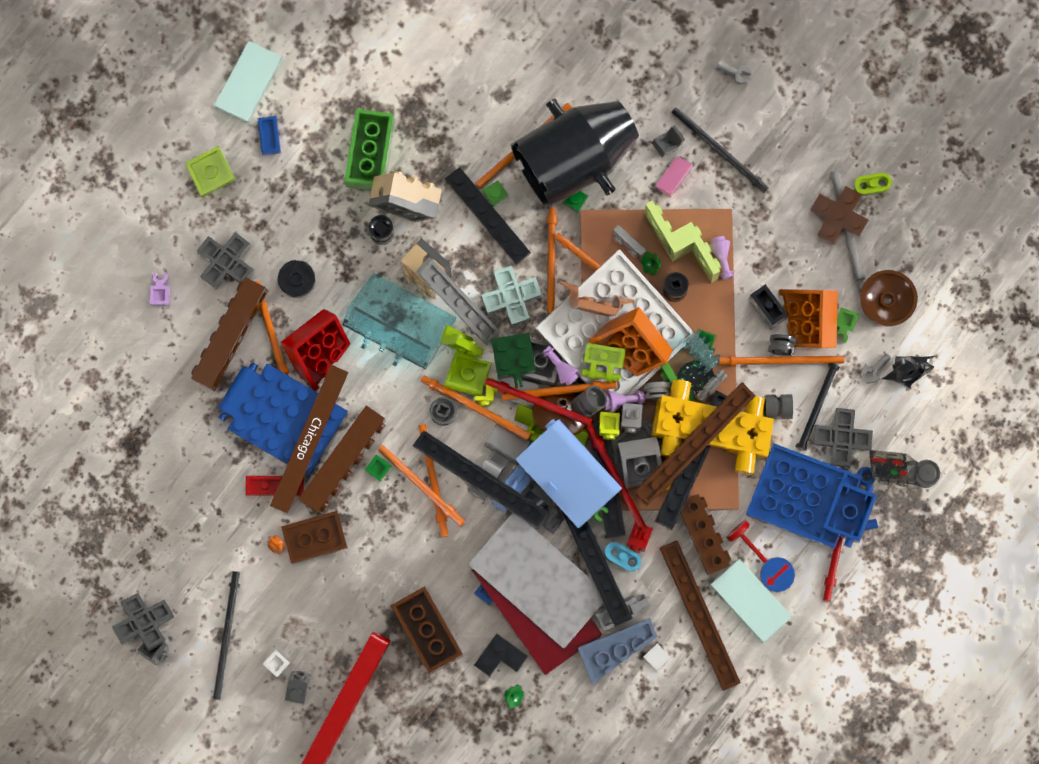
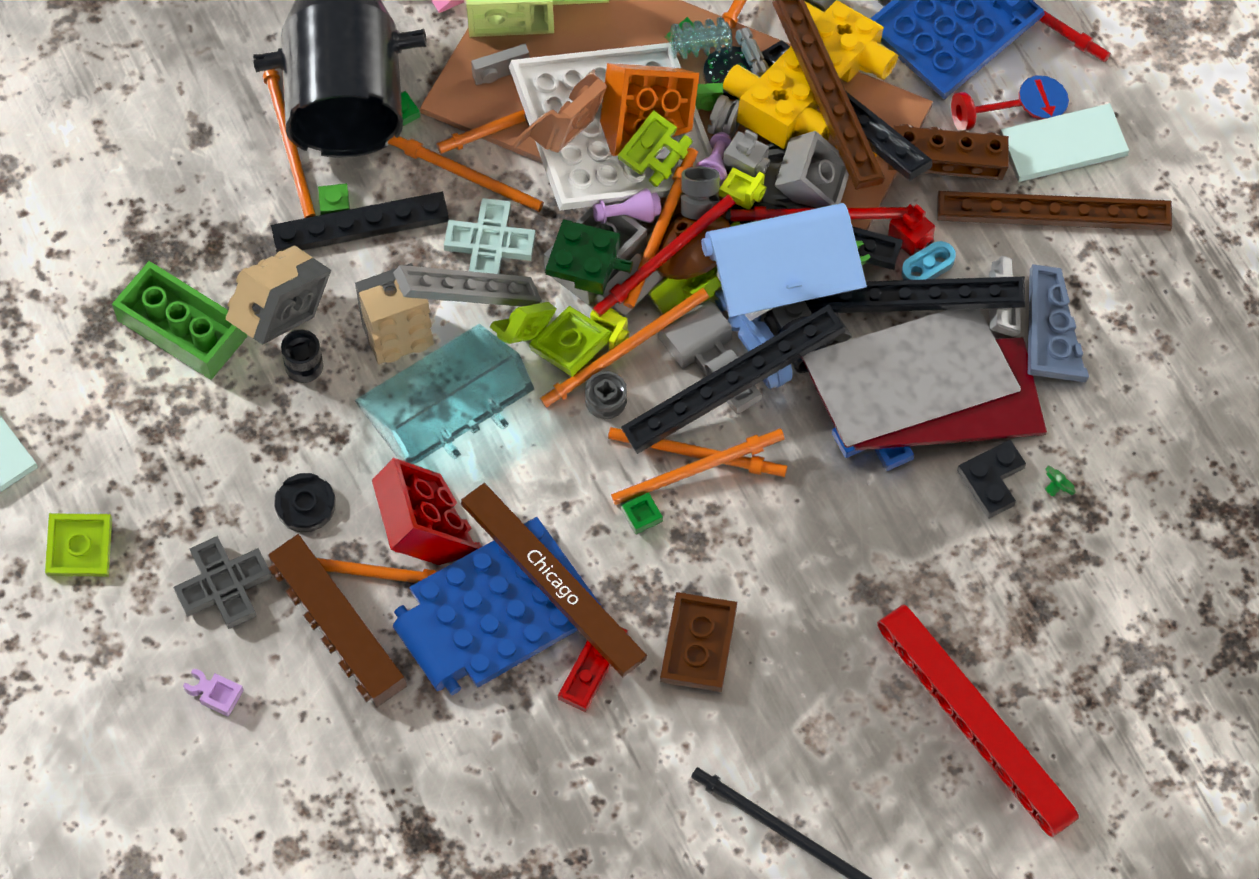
camera: 65 degrees left, 15 degrees down
(269, 135) = (74, 446): blue tile -> none
(275, 544) = (682, 698): orange plate -> none
(276, 663) = (860, 775): white plate -> none
(297, 687) = (909, 761): dark grey bracket -> none
(342, 460) = (606, 554): reddish brown brick -> none
(427, 630) = (913, 547): reddish brown brick -> none
(650, 263) = (540, 42): green plant -> none
(656, 657) = (1087, 285): white tile -> none
(675, 287) = (594, 31): black wheel -> none

